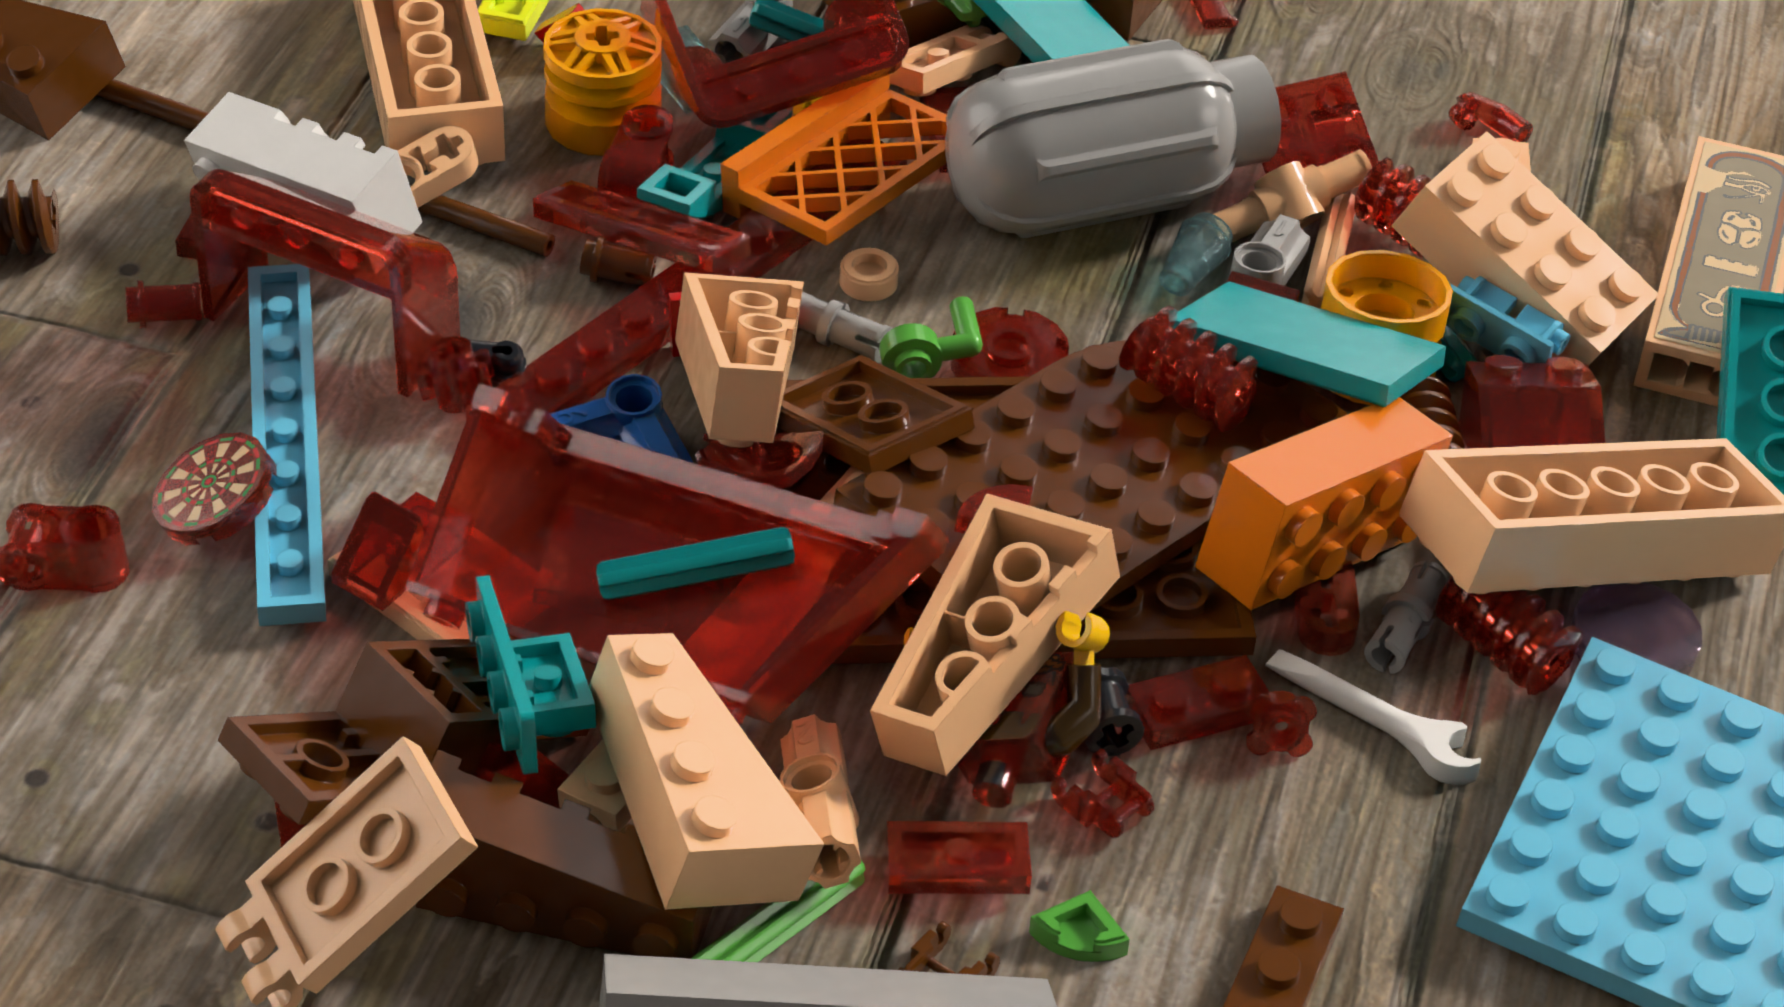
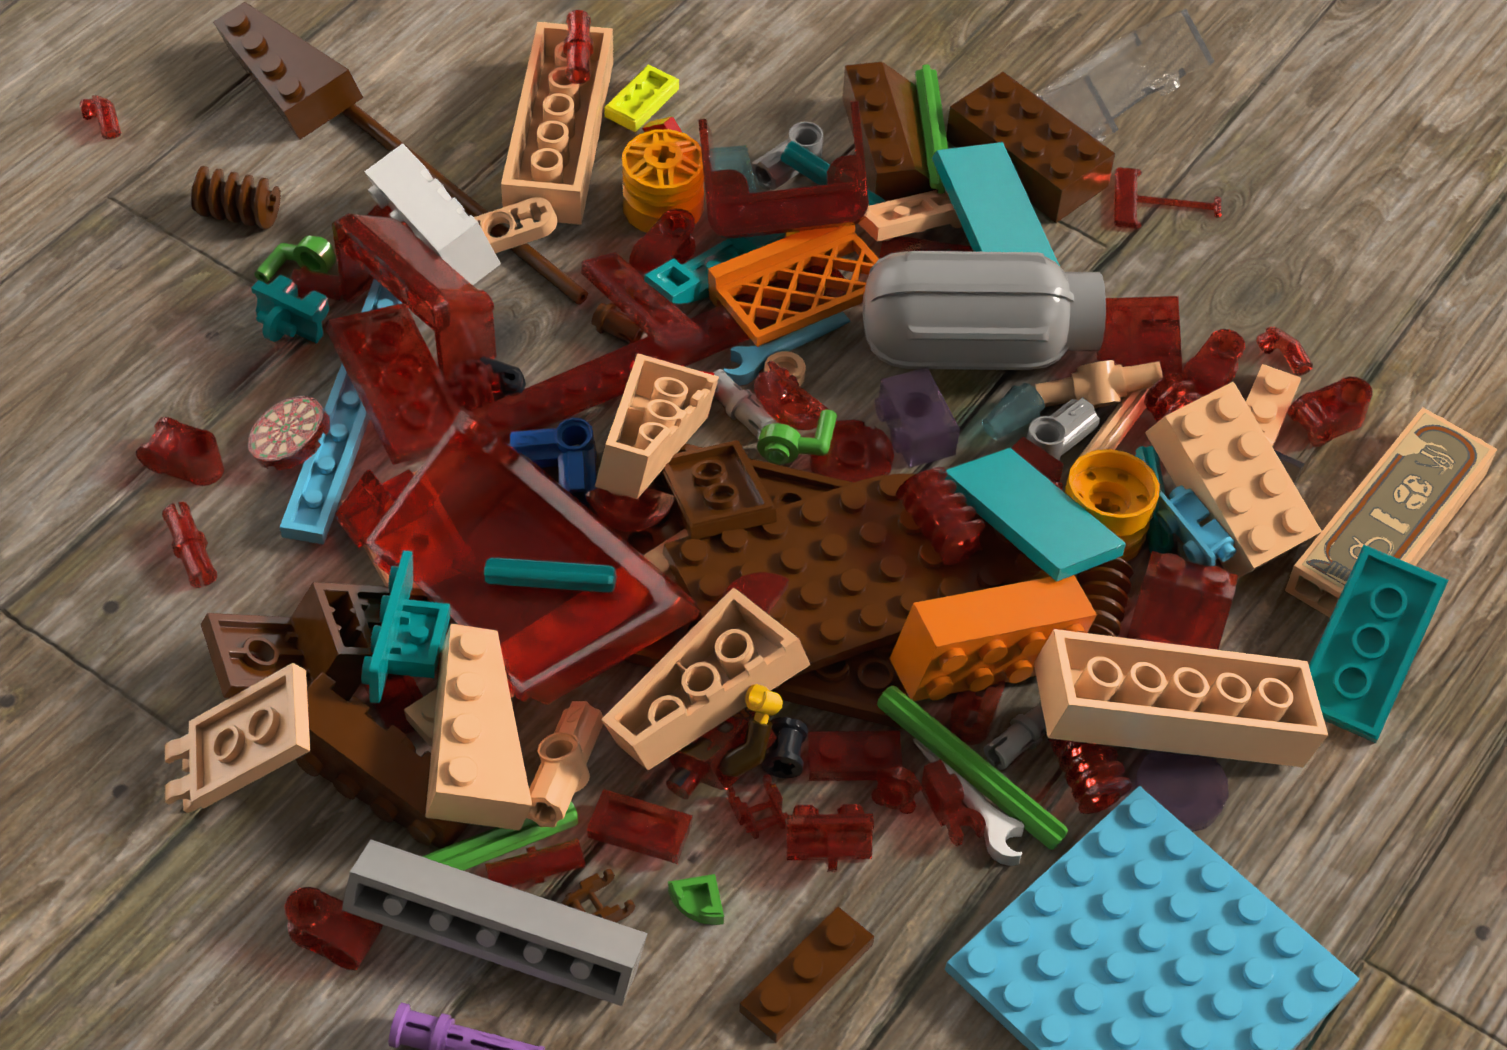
camera: 20 degrees right, 10 degrees up
(128, 664) = (189, 544): none -> clear red pin
(137, 260) = (310, 252): none -> bright green plate
(139, 342) = (286, 314): none -> teal hips
(347, 388) = (395, 379): none -> clear red plate
(822, 266) = (753, 358): none -> medium azure piece
(846, 938) = (537, 864): none -> clear red pin
(891, 301) = (786, 399): none -> clear red hat
(1077, 284) = (917, 417): none -> brick
(1222, 801) = (829, 835): none -> clear red hips
(1351, 722) = (944, 797): none -> clear red plate
(1365, 670) = (972, 767): none -> bright green axle
(1422, 138) = (1215, 361): none -> clear red piece
(1588, 166) = (1332, 409): none -> clear red piece

